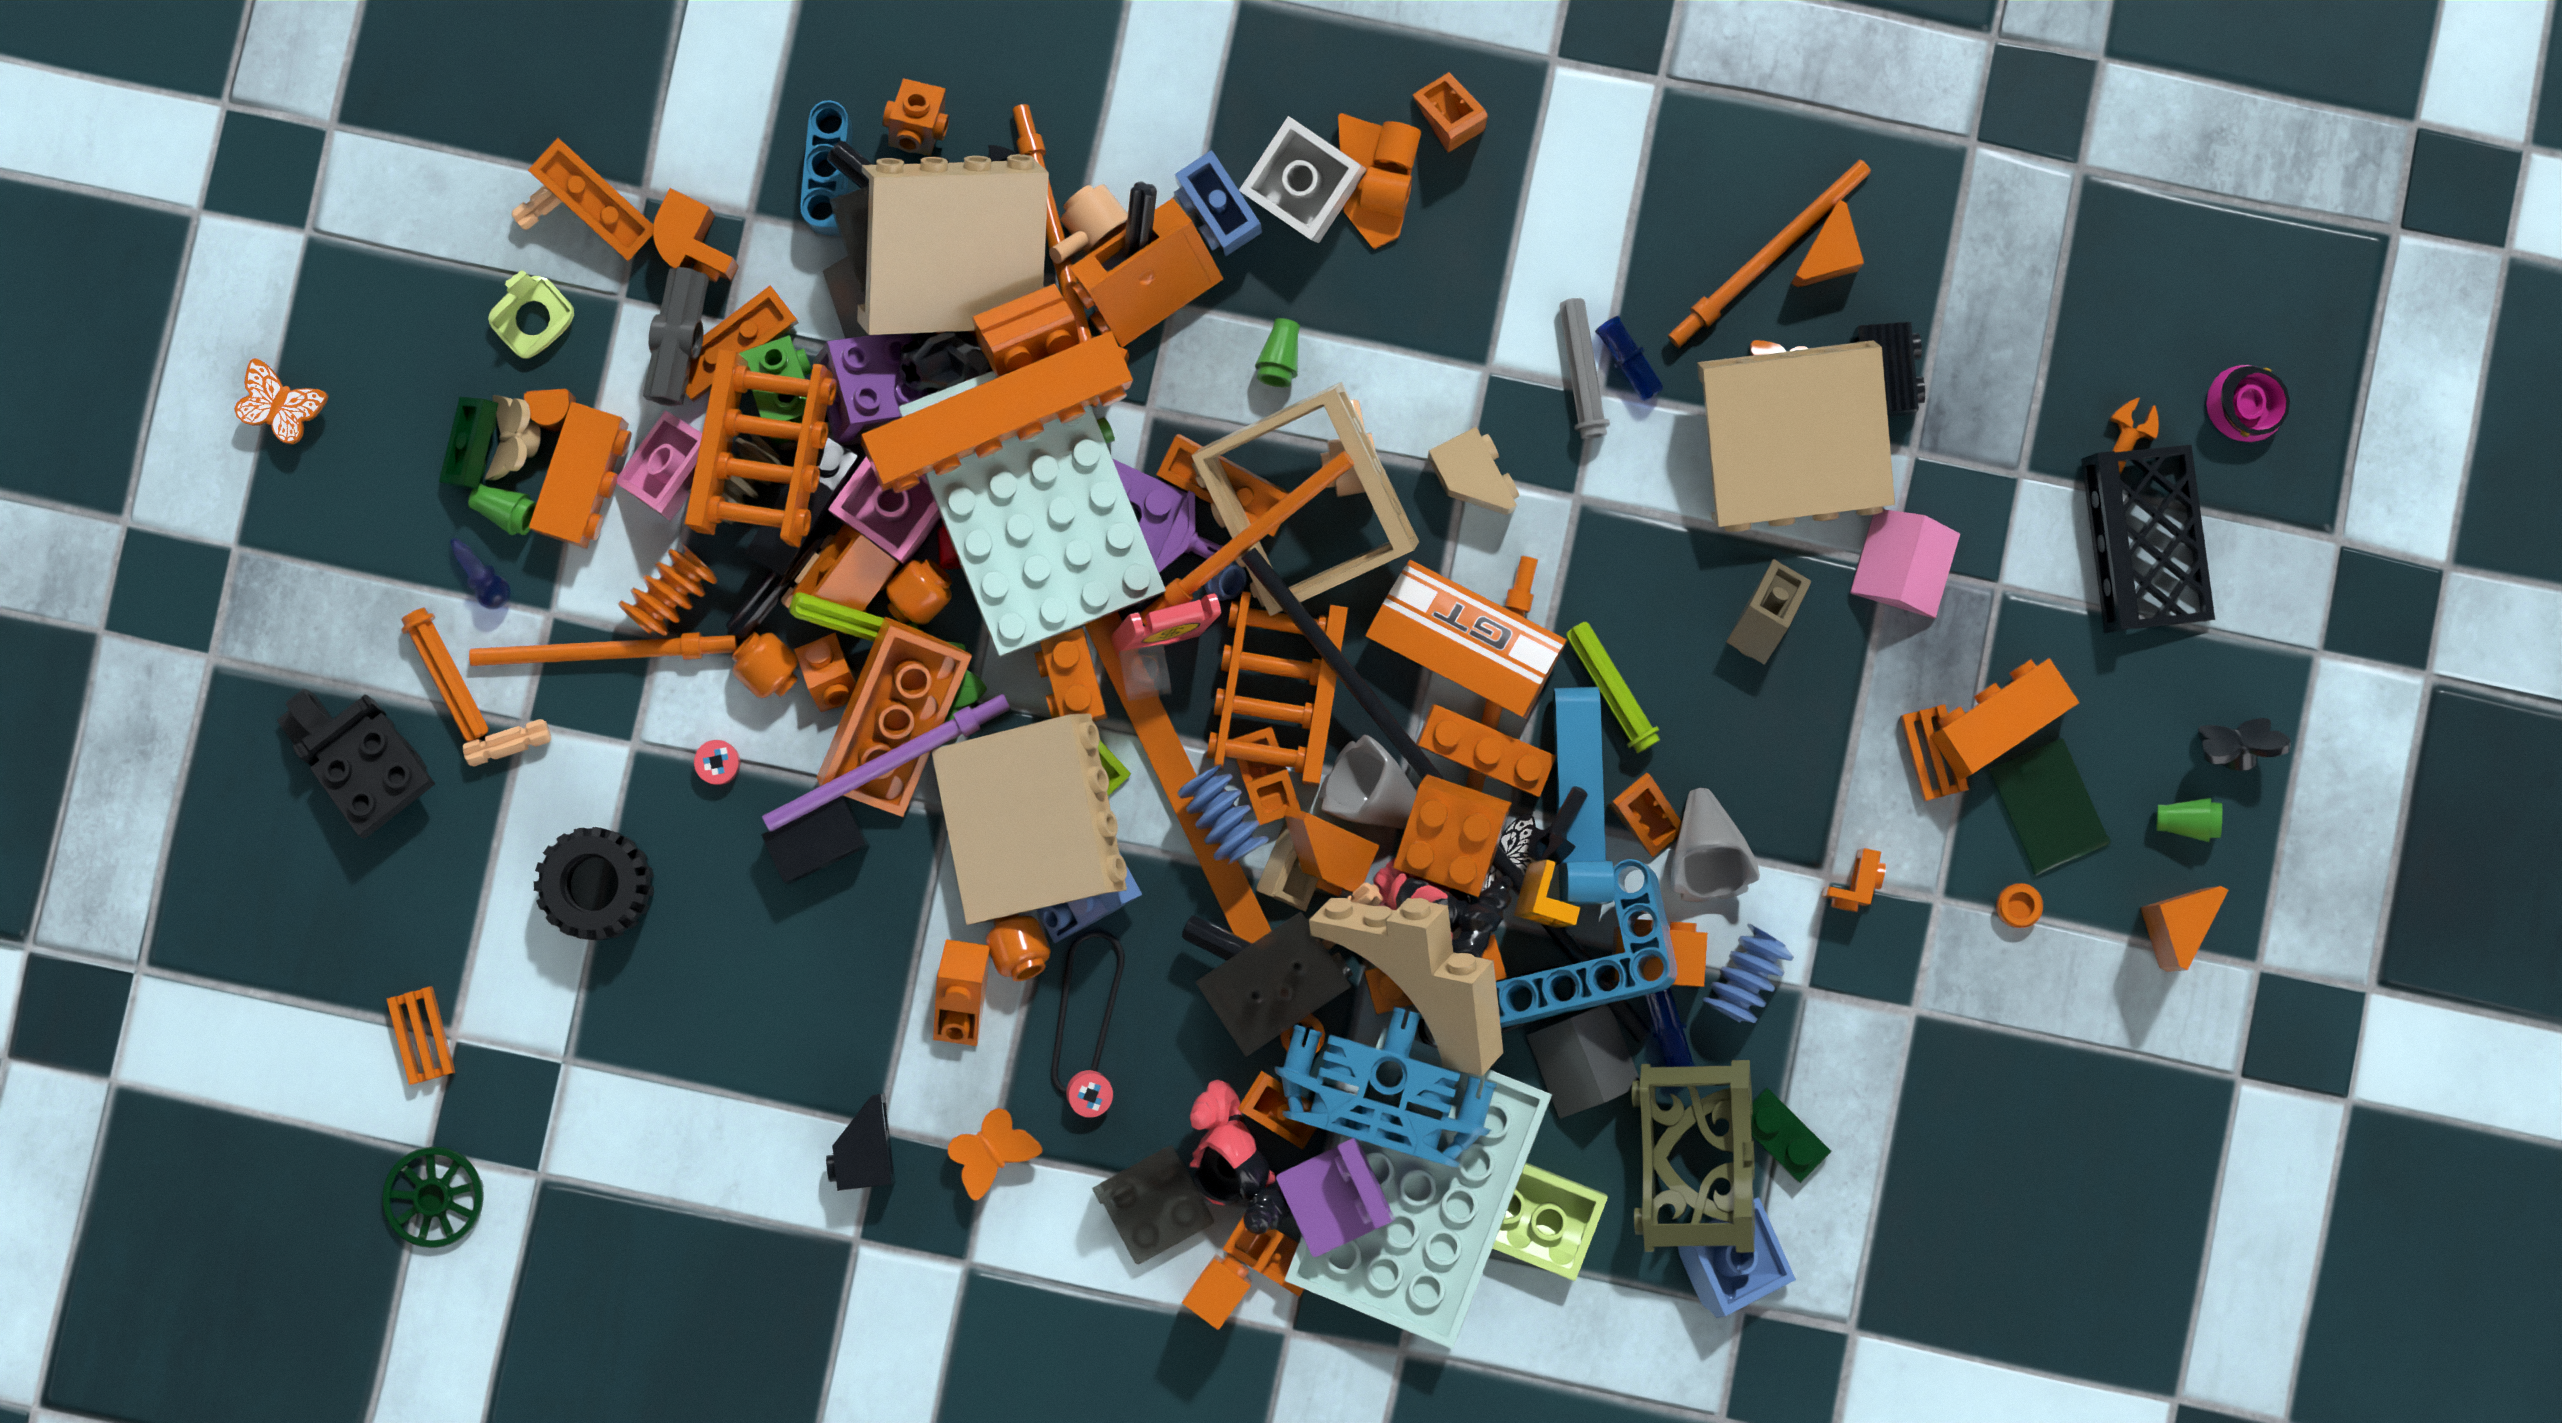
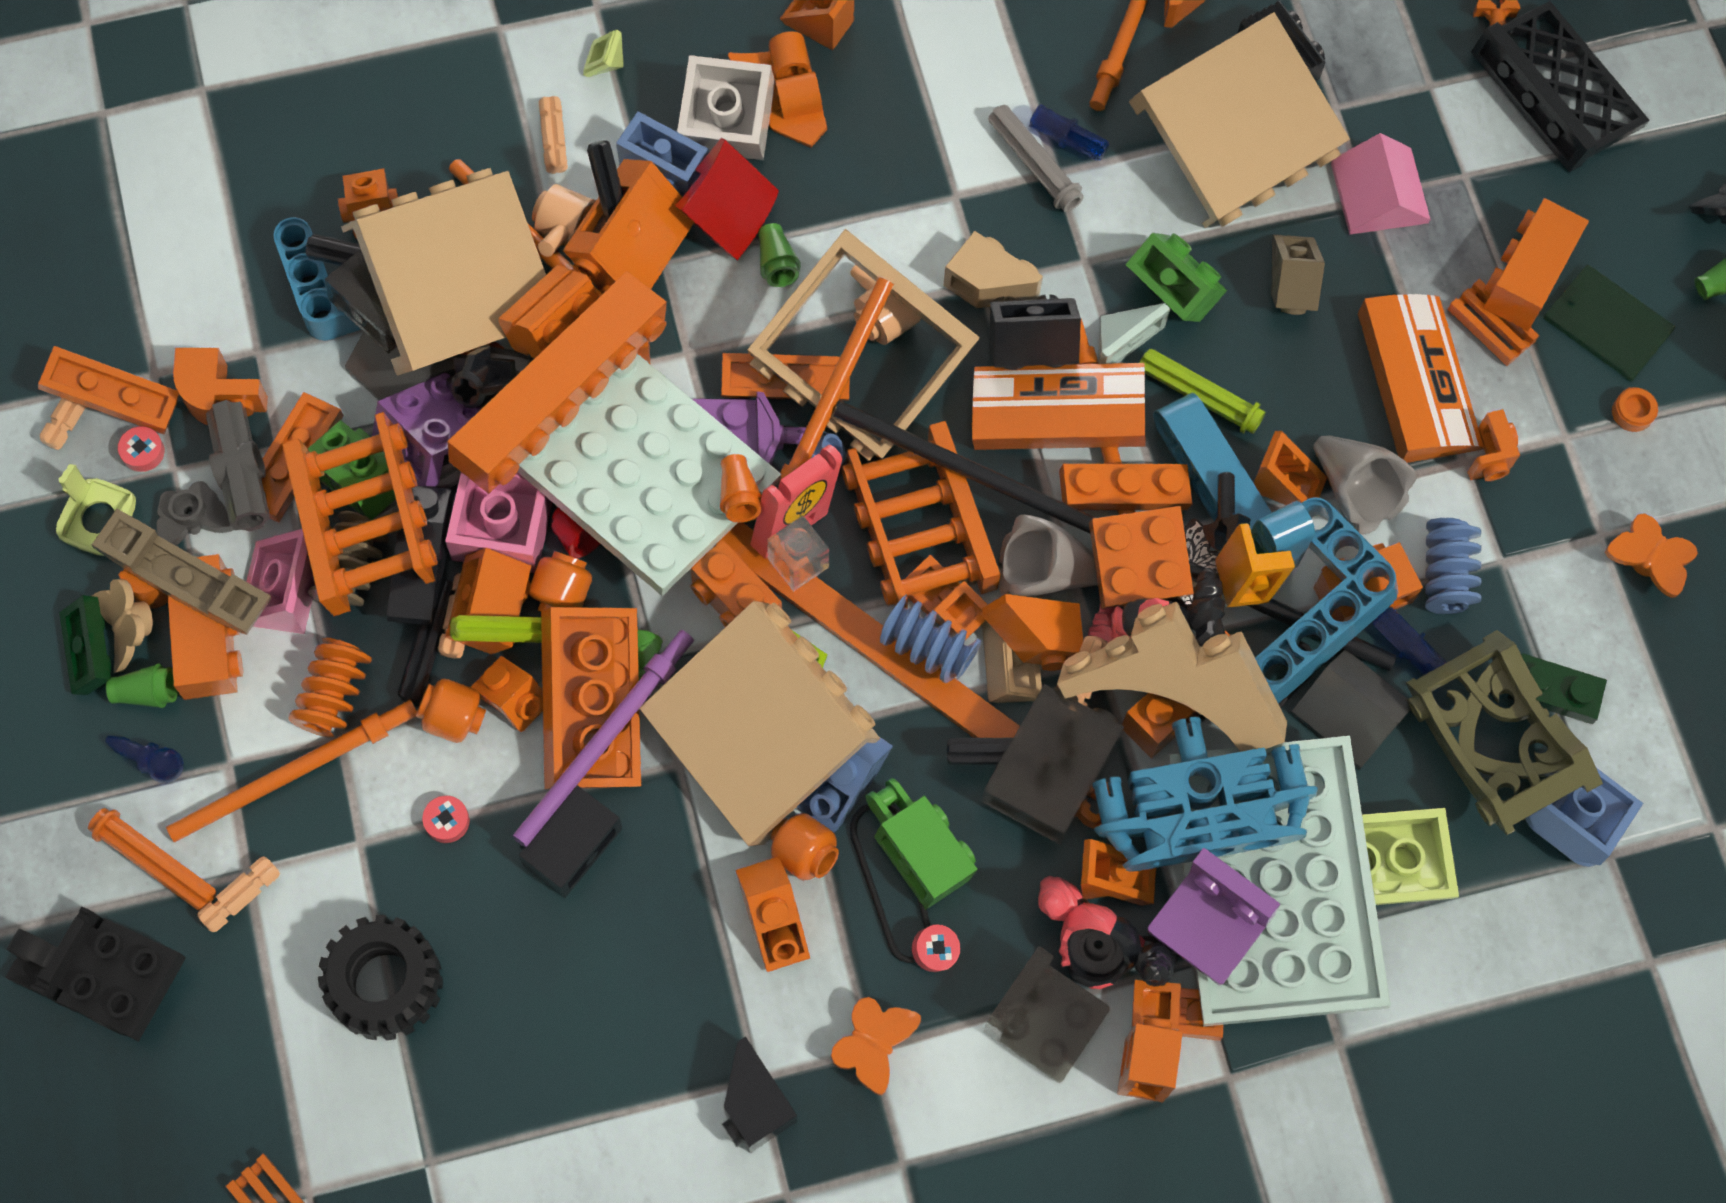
camera: 30 degrees left, 15 degrees down
(578, 427) = (180, 574): none -> dark tan slope
(599, 267) = (141, 449): none -> coral tile
(600, 358) = (205, 513): none -> dark grey animal
(1112, 596) = (739, 492): none -> orange cone
(1122, 996) = (921, 844): none -> bright green brick
(1128, 119) = (553, 134): none -> light nougat axle
(1218, 57) = (605, 54): none -> yellowish green slope
(1258, 279) = (728, 199): none -> red slope
(1476, 558) = (1034, 332): none -> black brick
(1571, 592) = (1128, 330): none -> light aqua slope
(1646, 565) = (1176, 276): none -> bright green brick
(1831, 773) = (1419, 376): none -> orange slope
(1946, 1056) = (1653, 554): none -> orange animal

